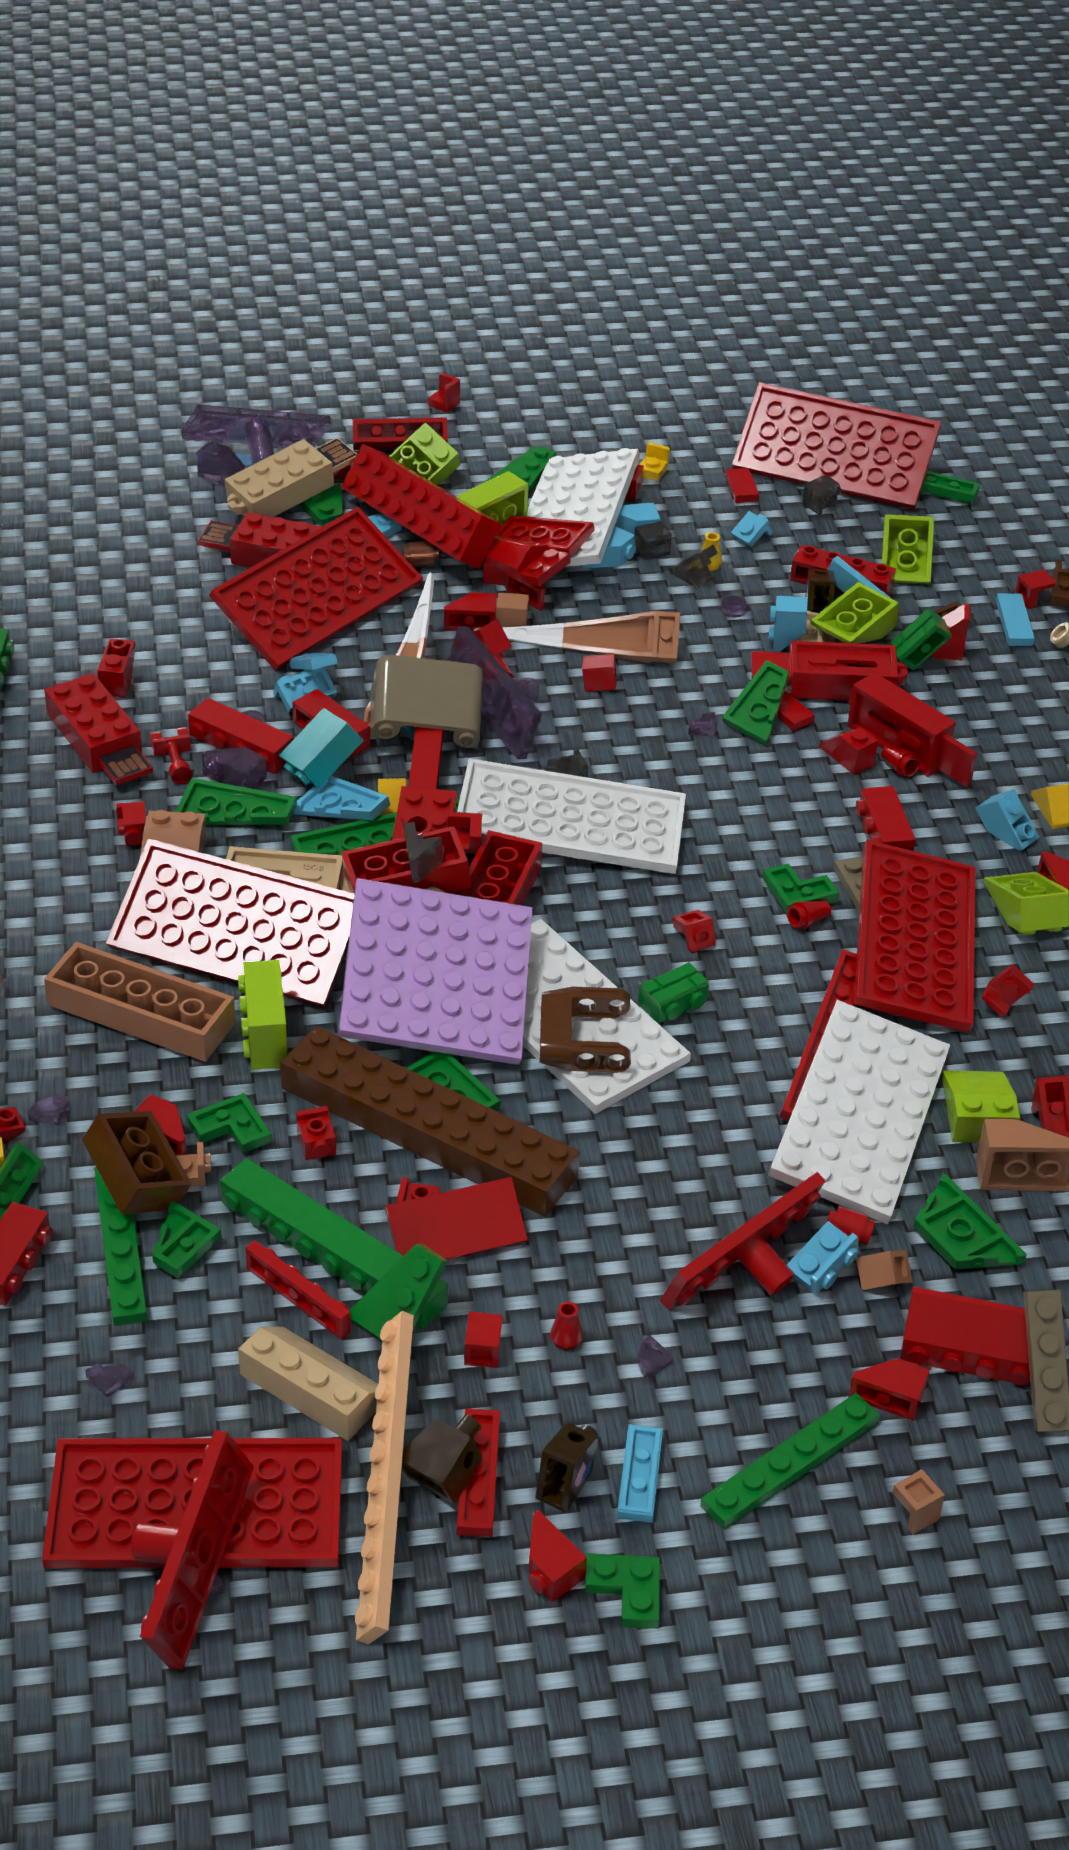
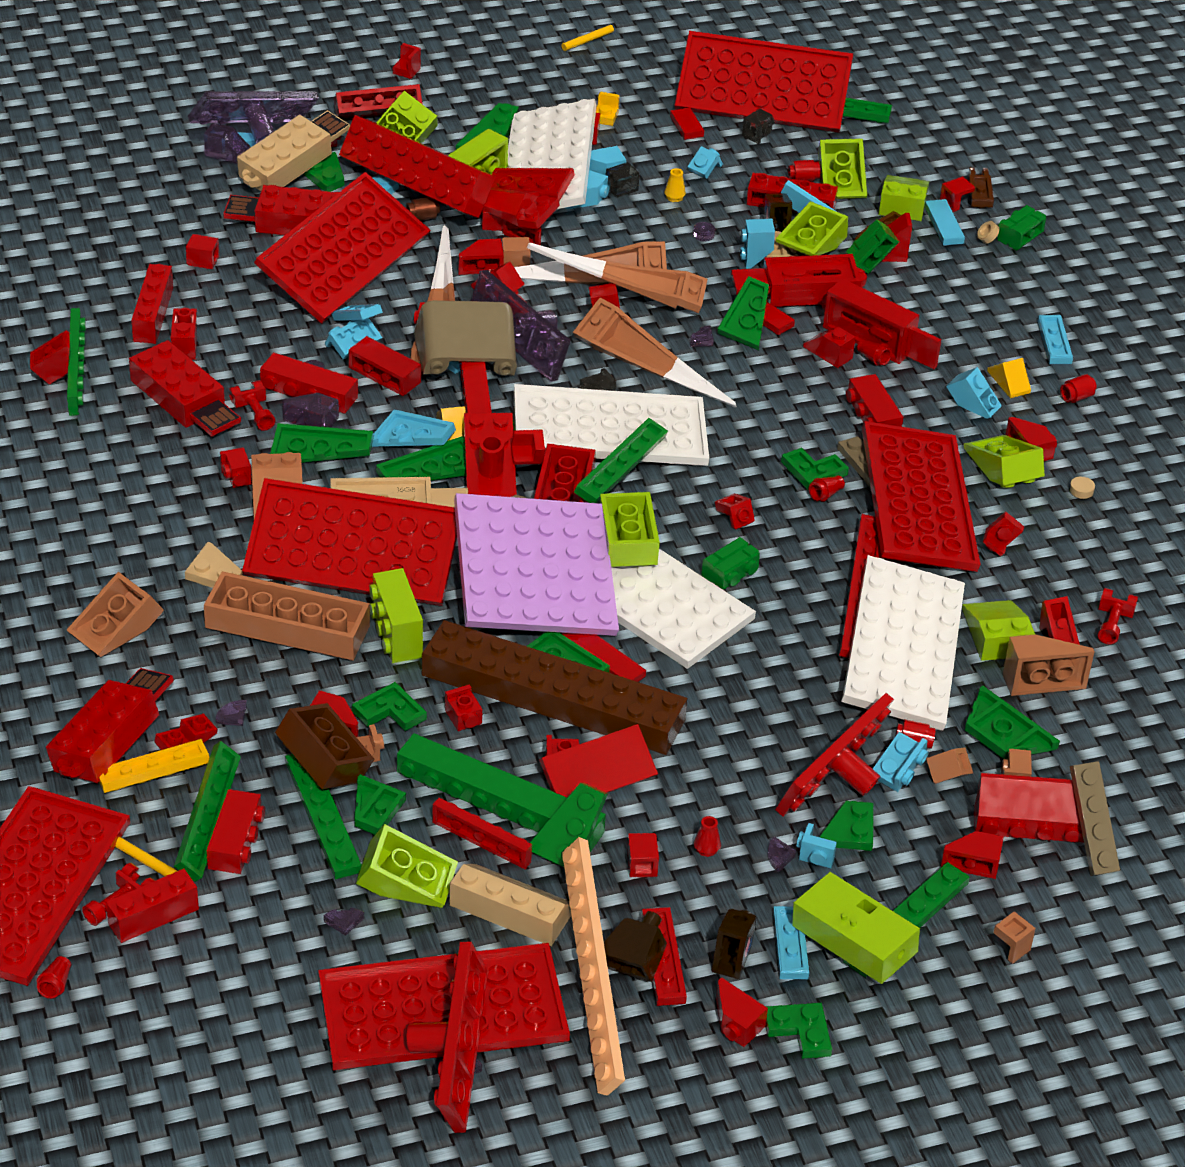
camera: 10 degrees left, 0 degrees up
(72, 929) = (209, 565): none -> tan wing
(91, 631) = (152, 303): none -> red brick
(163, 579) = (202, 251): none -> red panel
(196, 1324) = (406, 869): none -> lime slope
(320, 748) = (385, 387): teal brick -> none
(390, 864) = (496, 474): red brick -> none
(422, 853) = (504, 467): clear smoke slope -> none
(514, 1100) = (619, 662): none -> red tile
(556, 1045) = (644, 603): reddish brown connector -> none
(558, 940) = (630, 529): none -> lime brick
(567, 859) = (621, 461): none -> green plate
(607, 716) = (619, 336): none -> nougat plate
(651, 384) = (587, 37): none -> yellow bar
(666, 661) = (662, 285): none -> nougat plate
(694, 568) = (664, 201): clear smoke slope -> none
(695, 1357) = (816, 849): none -> medium azure bracket
(719, 1466) = (856, 927): none -> lime brick
(746, 1333) = (852, 826): none -> green wing
(863, 547) = (804, 170): none -> red brick
(967, 1279) = (1017, 763): none -> nougat brick
(973, 586) = (904, 196): none -> lime slope

